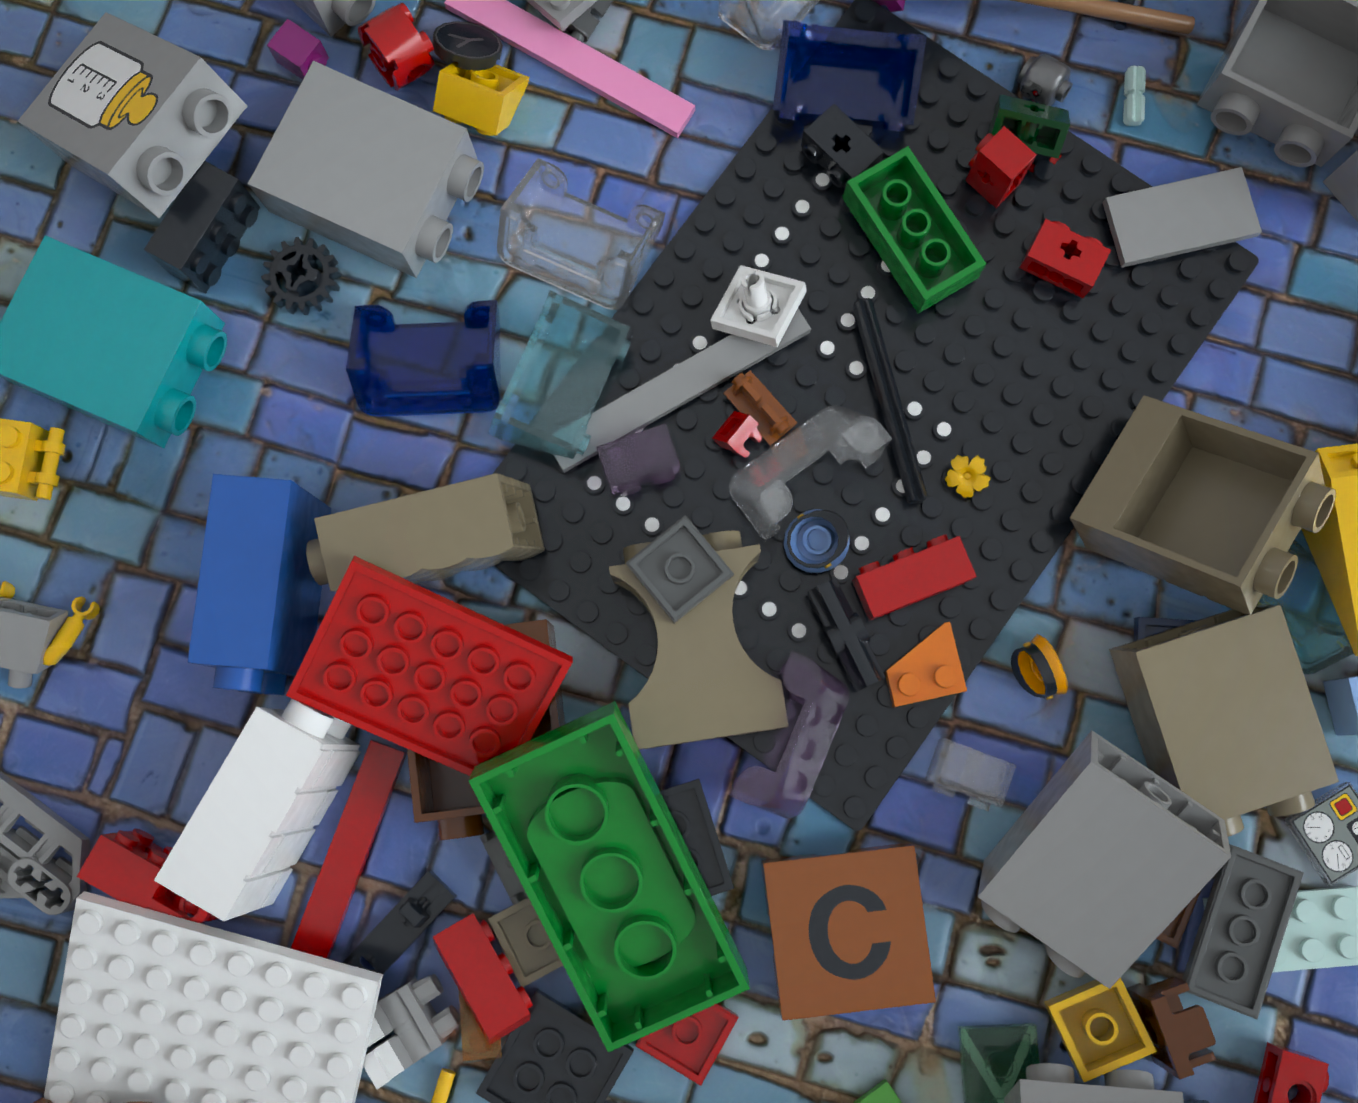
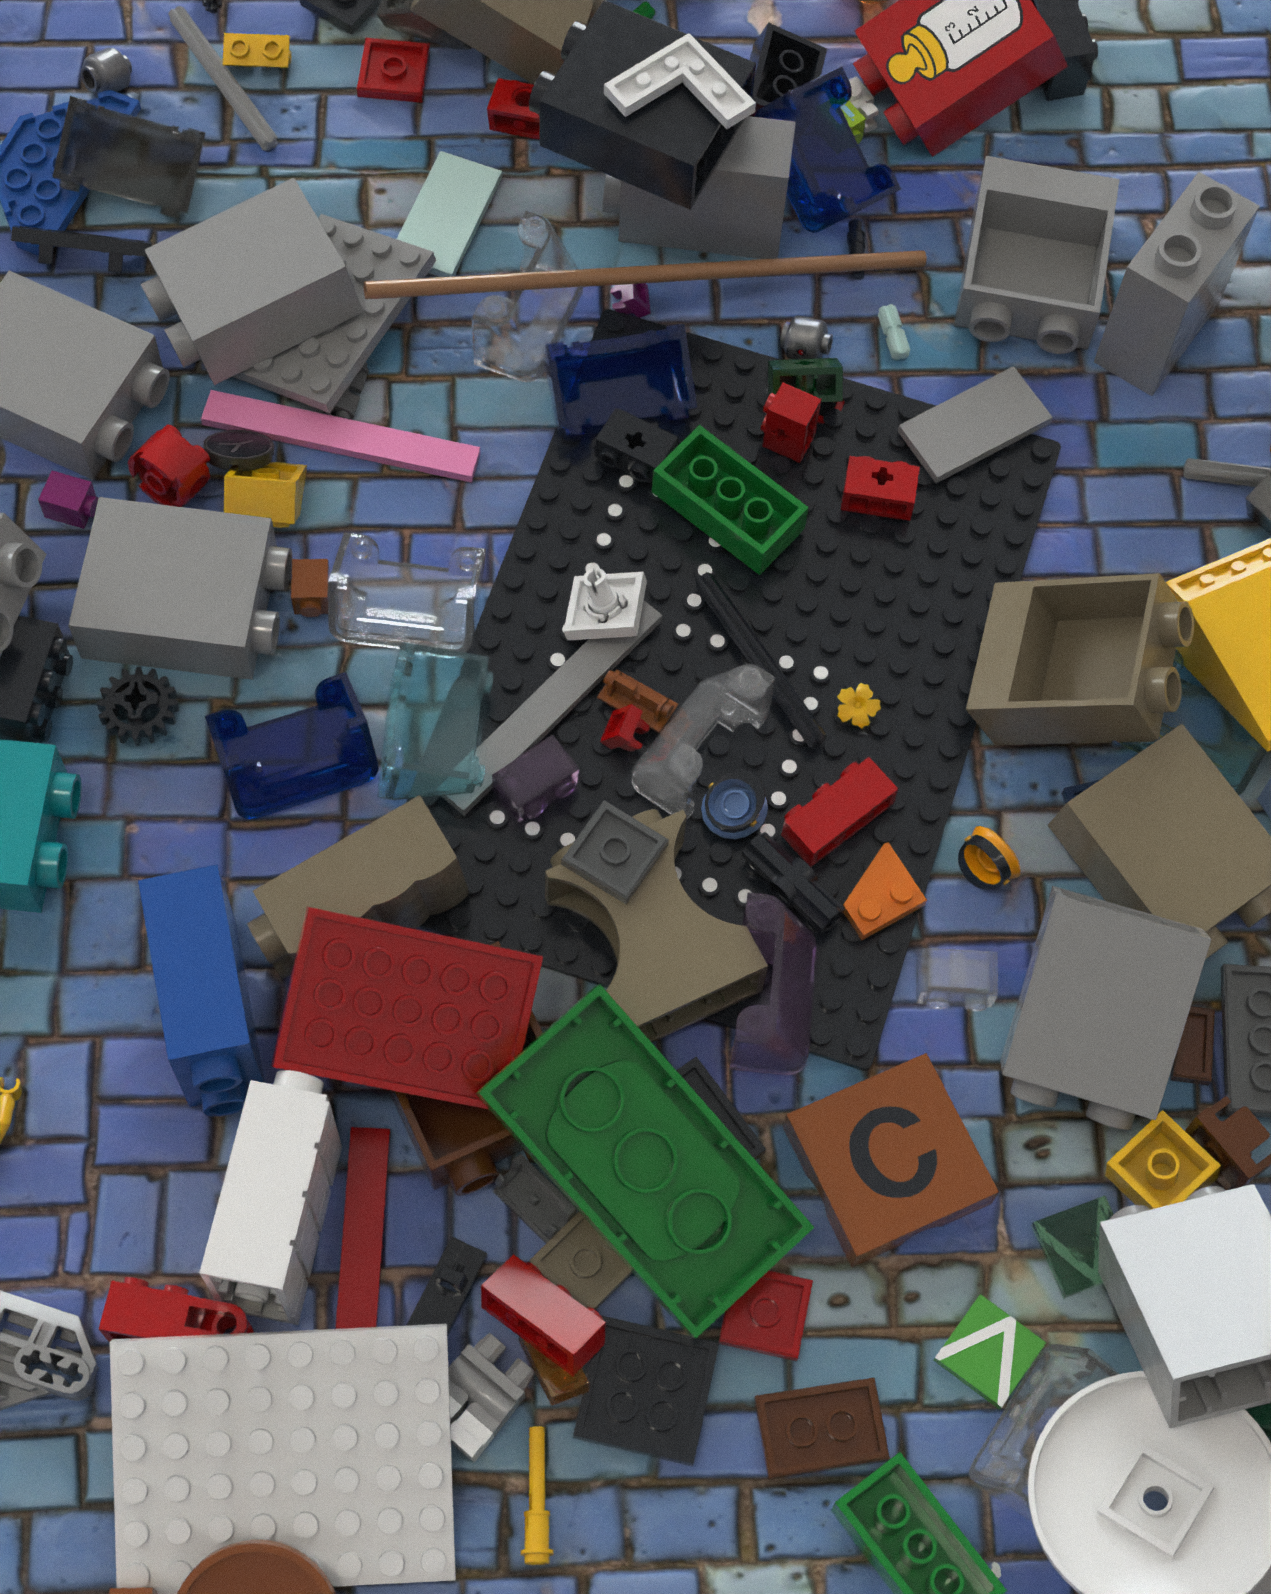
camera: 25 degrees left, 15 degrees down
(487, 201) = (310, 586): none -> dark orange brick

